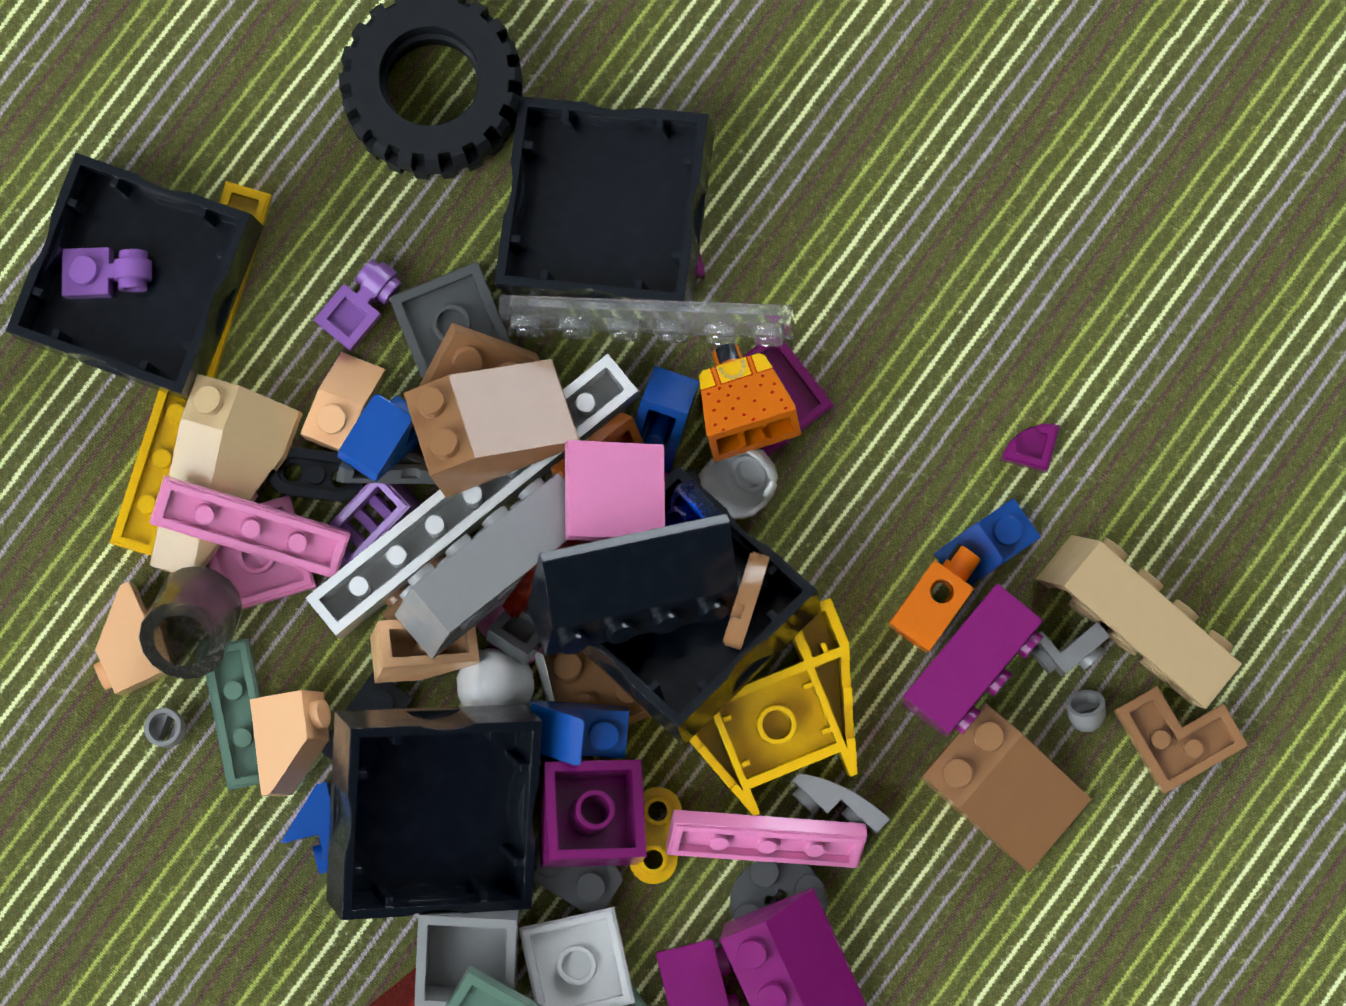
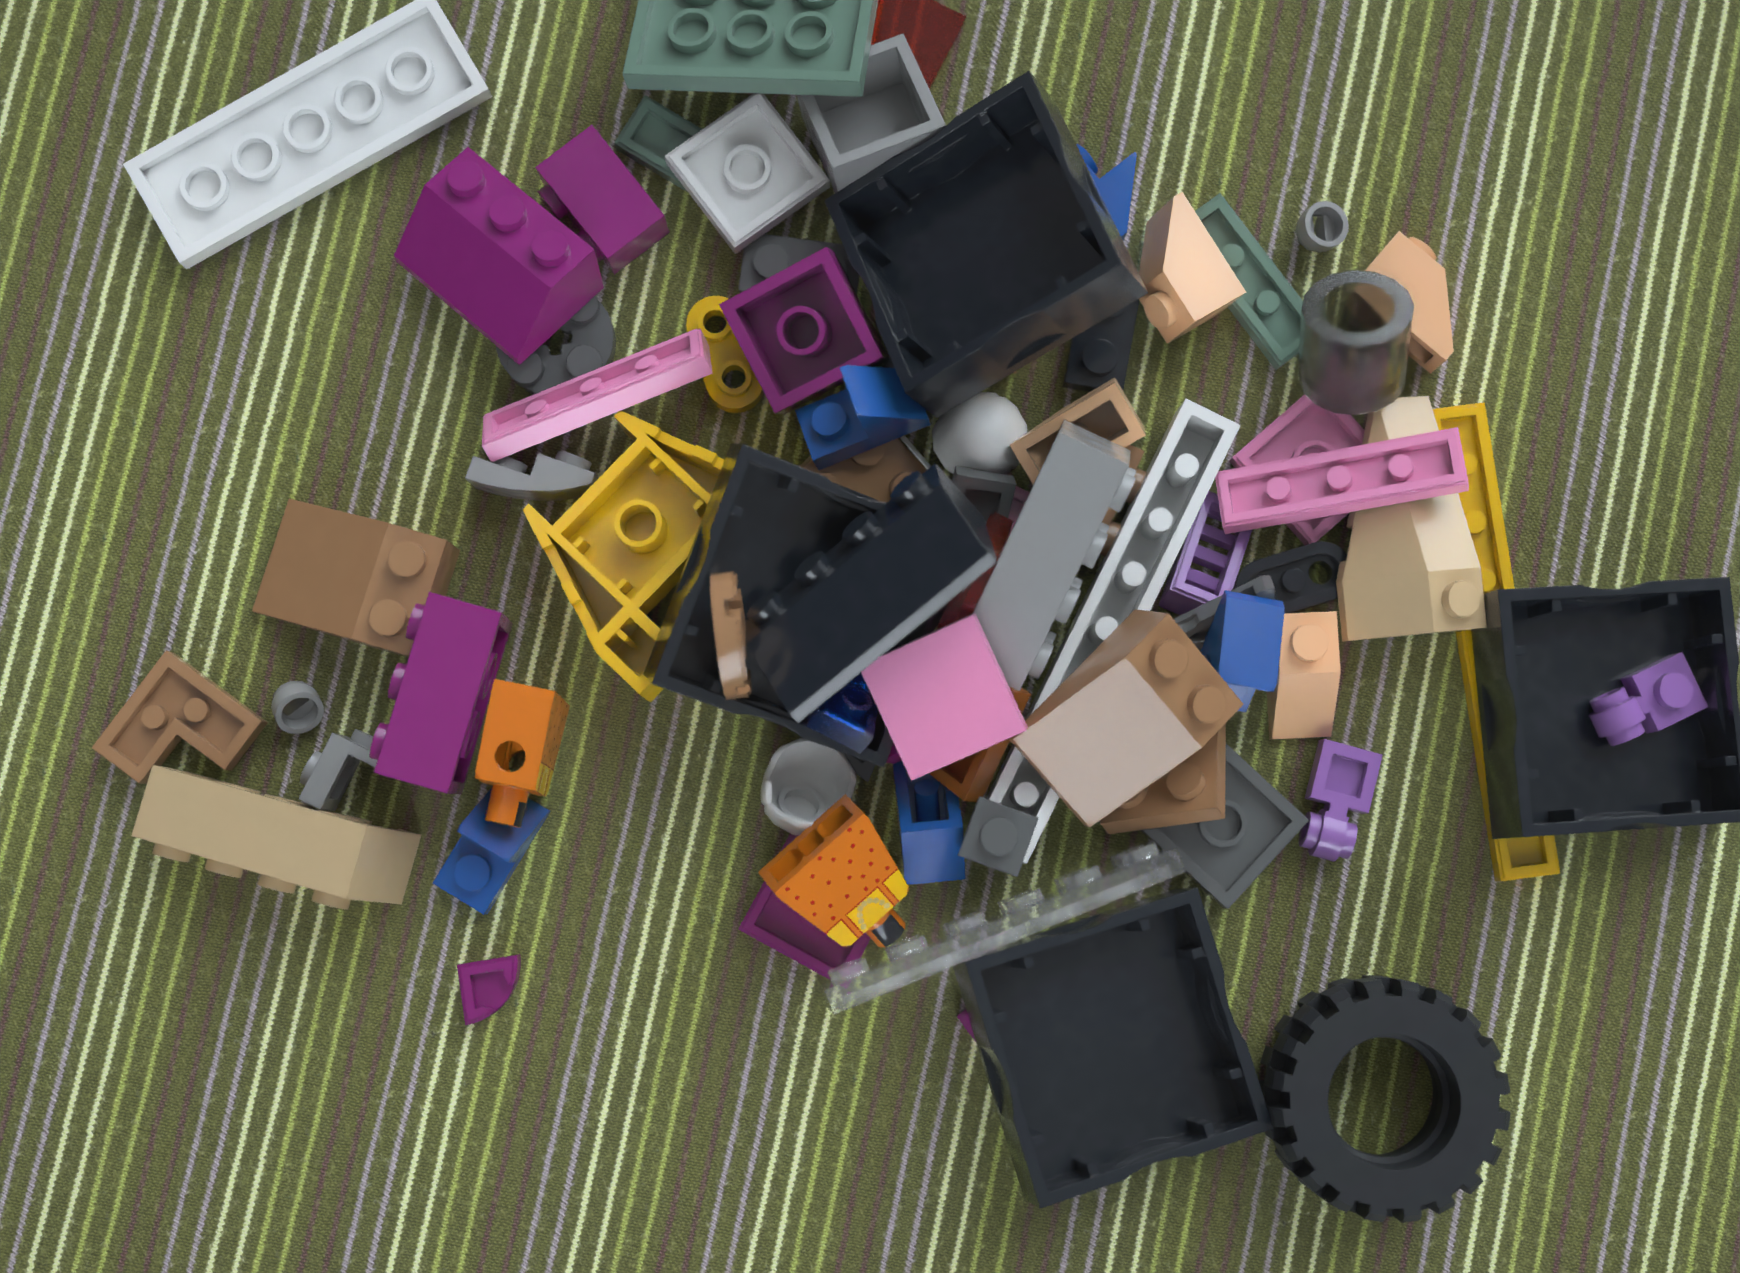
camera: 155 degrees right, 0 degrees up
(620, 380) = (997, 836): none -> dark grey plate

